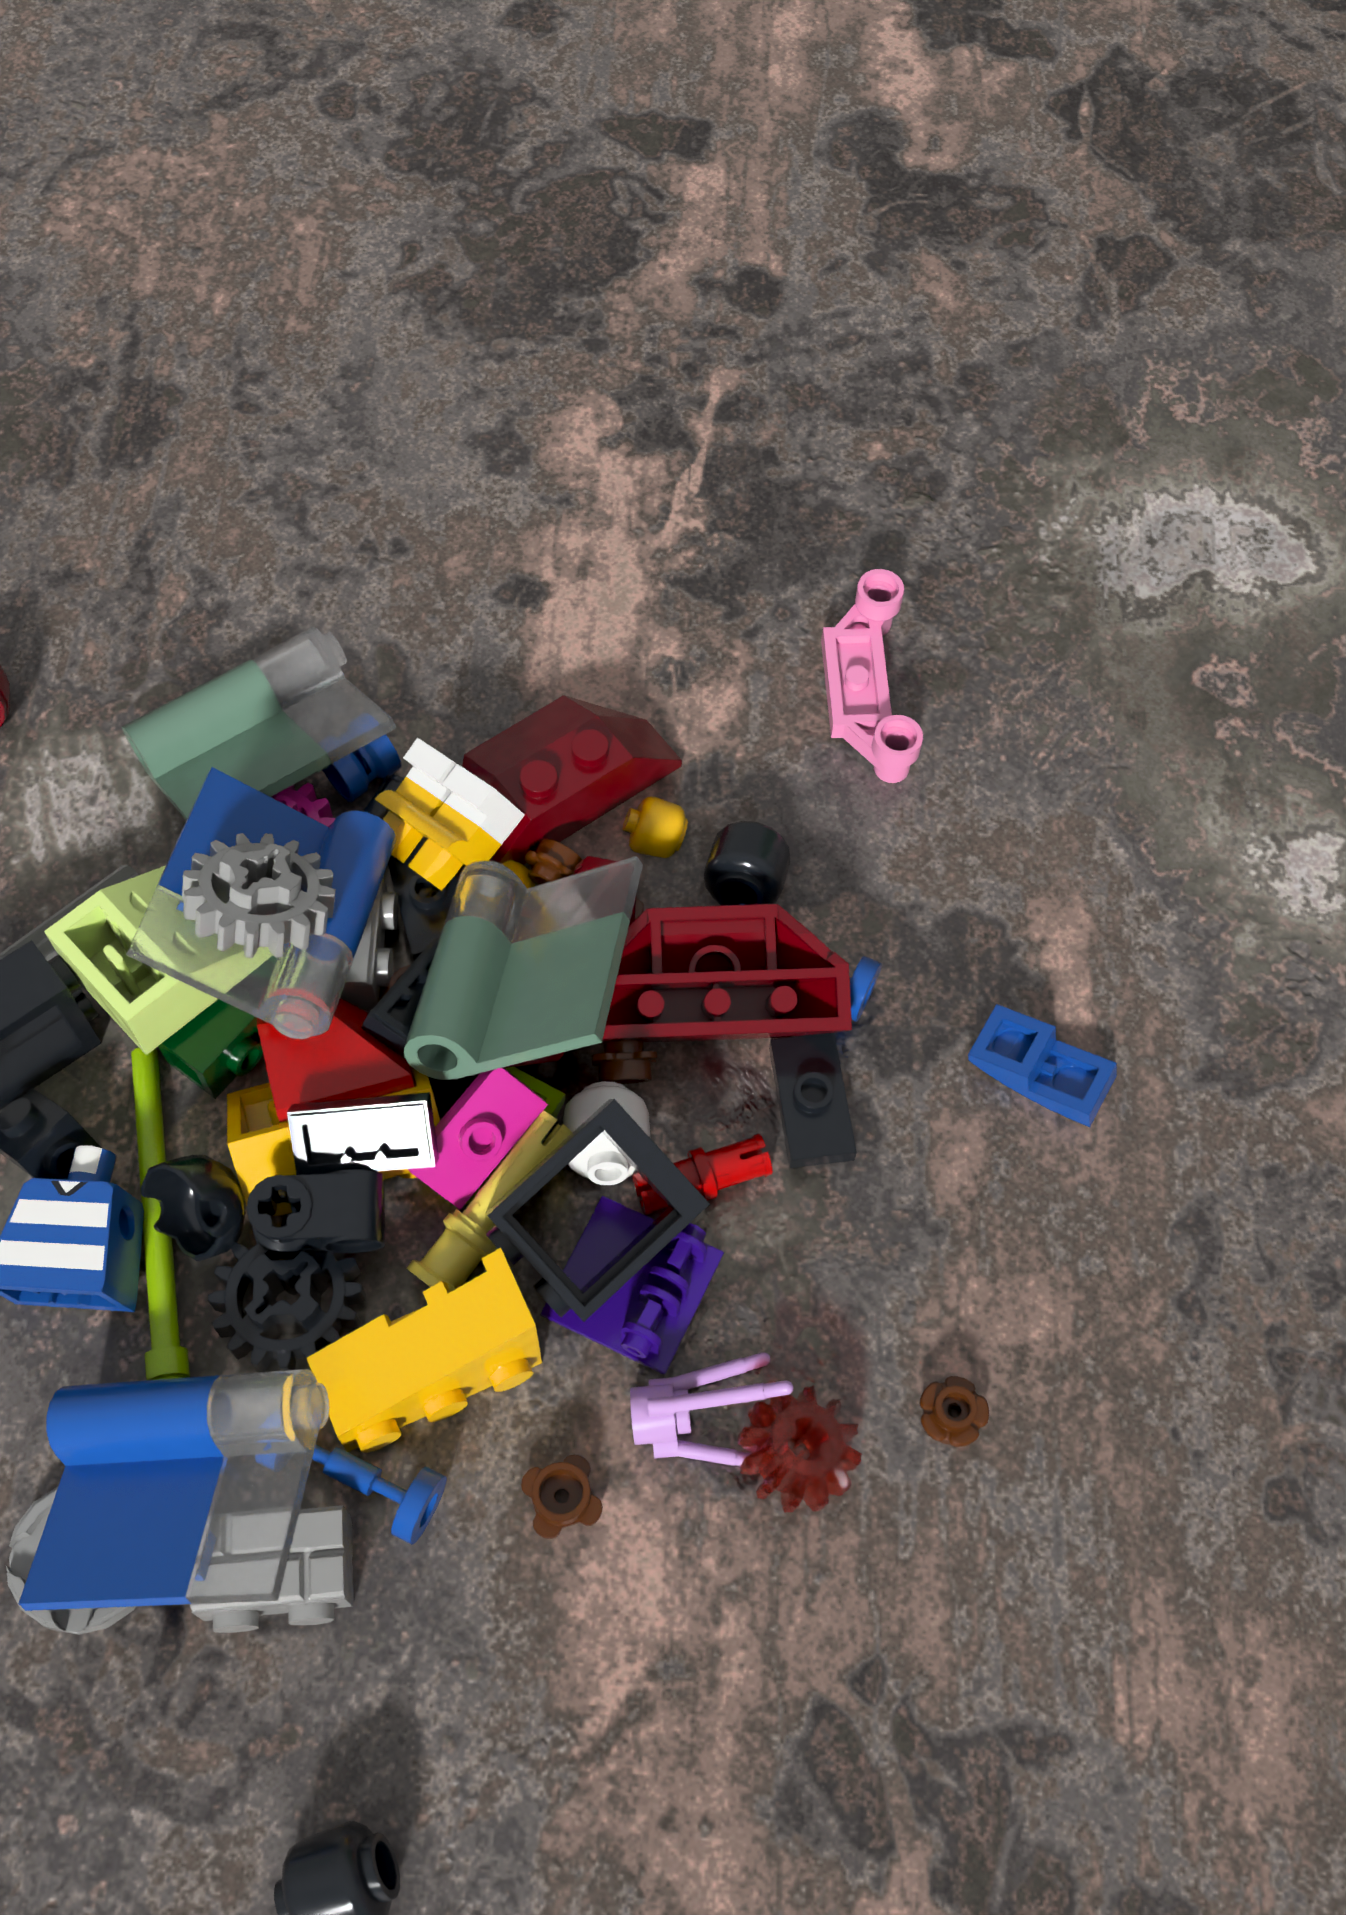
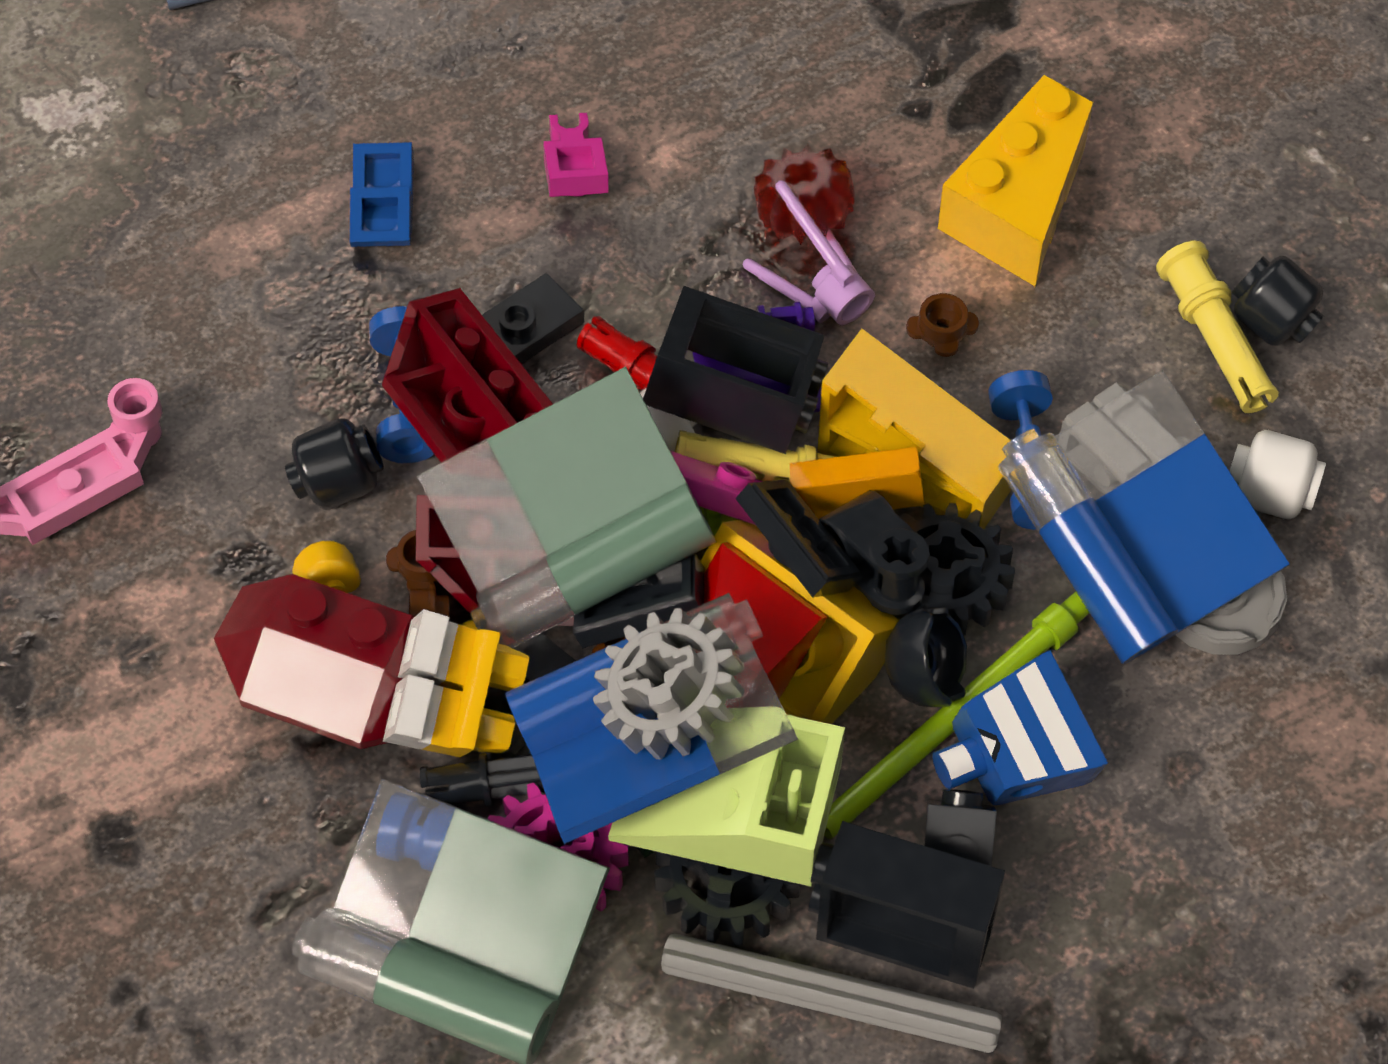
camera: 120 degrees left, 5 degrees down
(147, 1709) = (1278, 473): none -> white head
(393, 1799) = (1206, 304): none -> light yellow pin
(401, 1245) = (837, 480): none -> light orange slope
(678, 1704) = (1017, 180): none -> yellow wedge
(953, 1430) = (704, 134): reddish brown plate -> none
(981, 1256) = (574, 161): none -> dark pink plate

